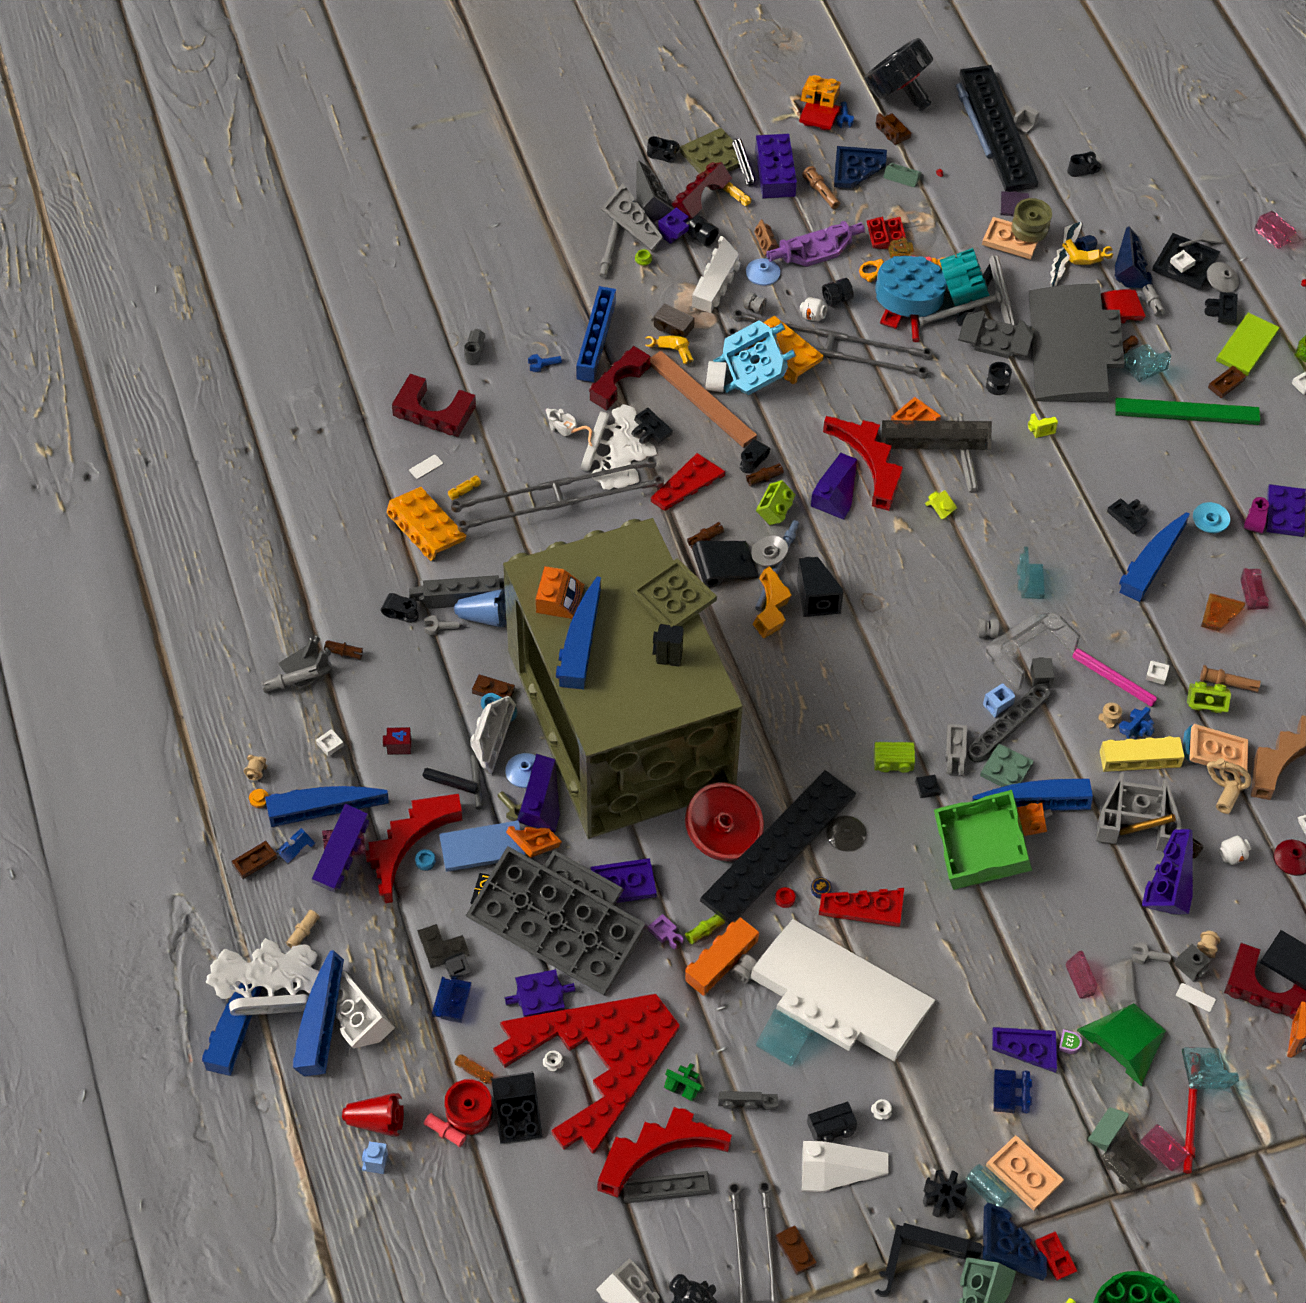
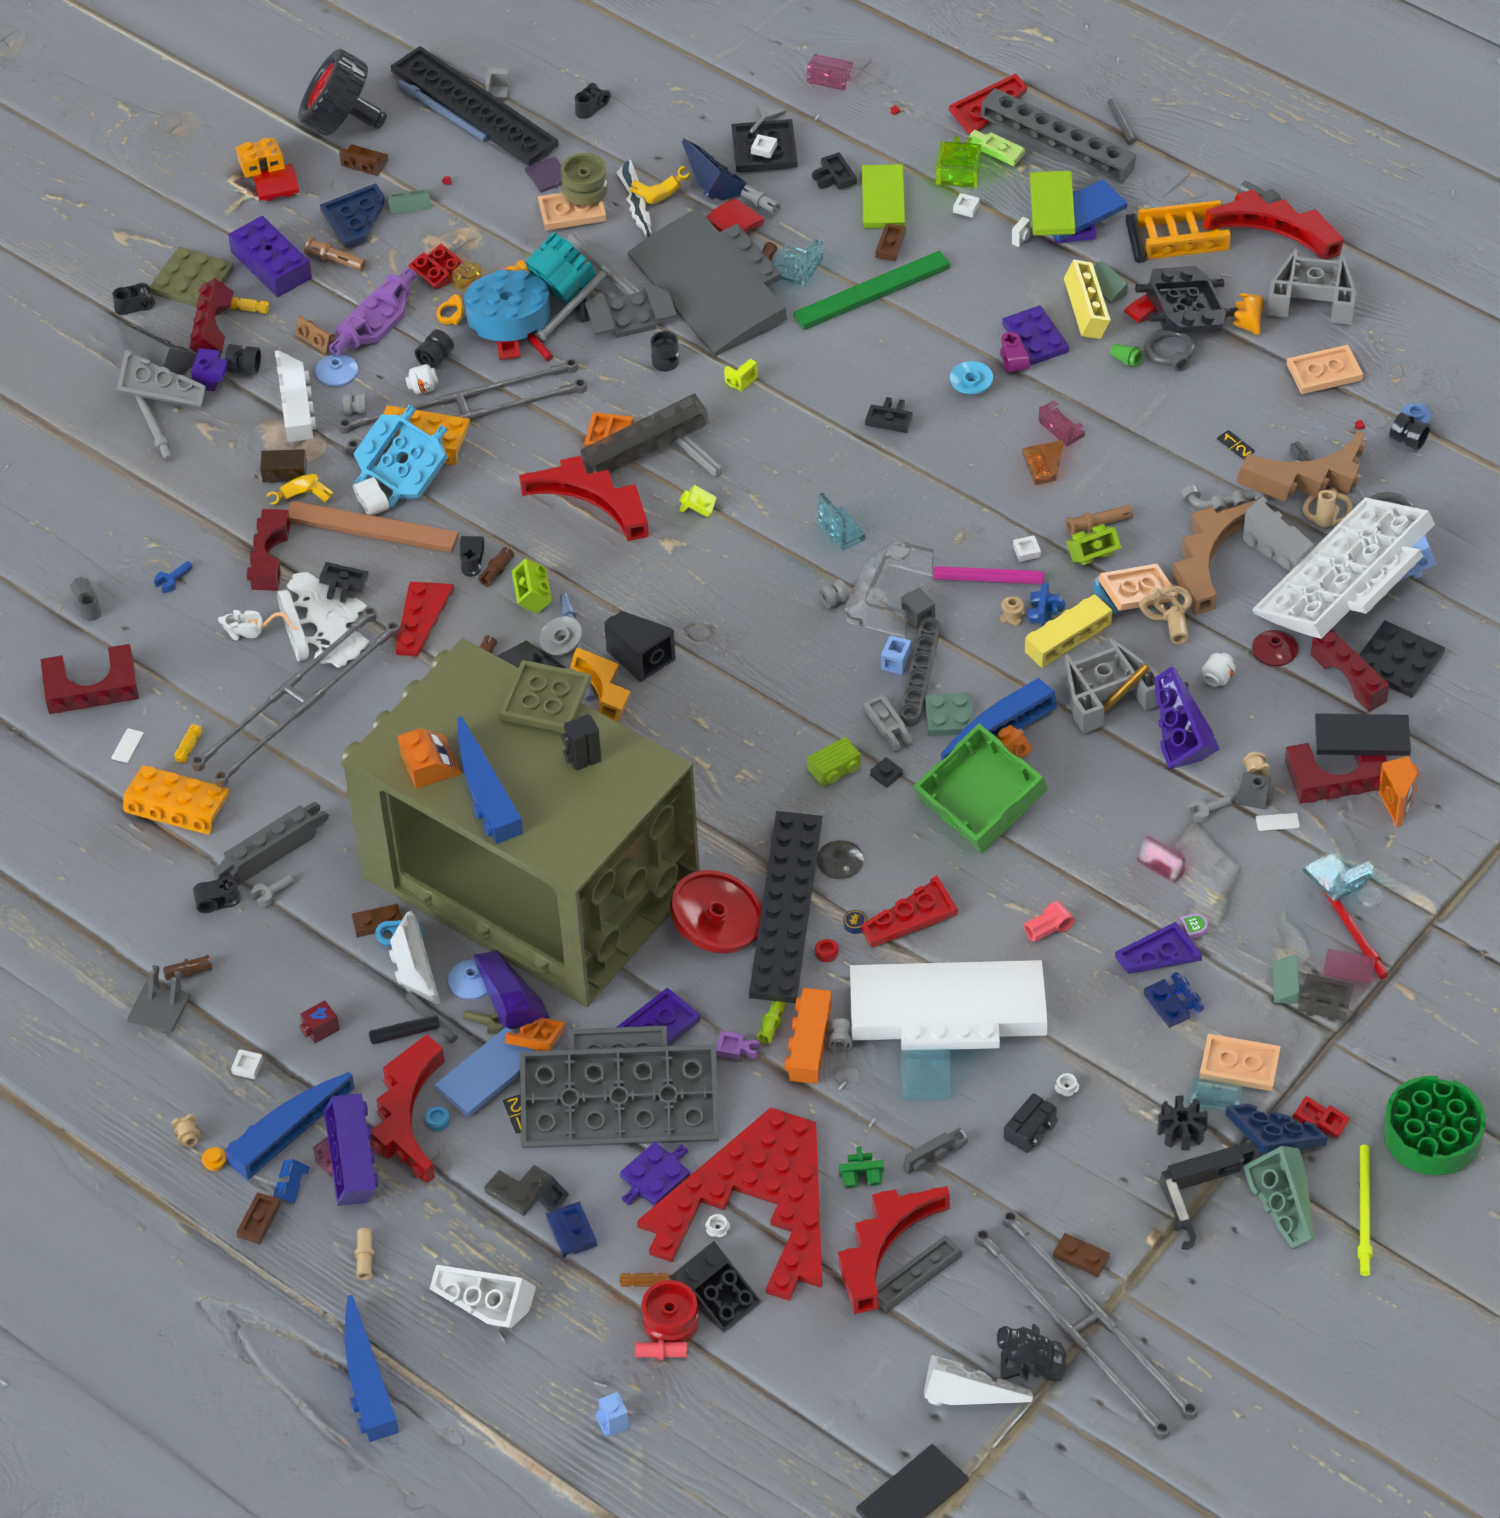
camera: 30 degrees left, 5 degrees down
(268, 969) = (368, 1306): white plant -> none
(282, 681) = (155, 1024): light grey pin -> none
(318, 1019) = (452, 1326): blue slope -> none
(376, 1114) = (581, 1375): red cone -> none
(483, 608) = (307, 847): medium blue cone -> none
(596, 334) = (211, 518): blue brick -> none
(643, 257) = (198, 418): lime plate -> none
(743, 161) = (233, 268): axle -> none
(836, 487) = (580, 542): dark purple wedge -> none
(837, 1165) = (1061, 1158): white wedge -> none
(844, 117) = (302, 172): blue bar -> none
(967, 973) = (1053, 919): none -> coral piece
(1086, 243) = (652, 176): dark blue hat -> none
(1128, 1037) = (1244, 890): green wedge -> none
(1150, 560) = (943, 450): blue slope -> none
(1222, 277) = (812, 143): light grey dish -> none

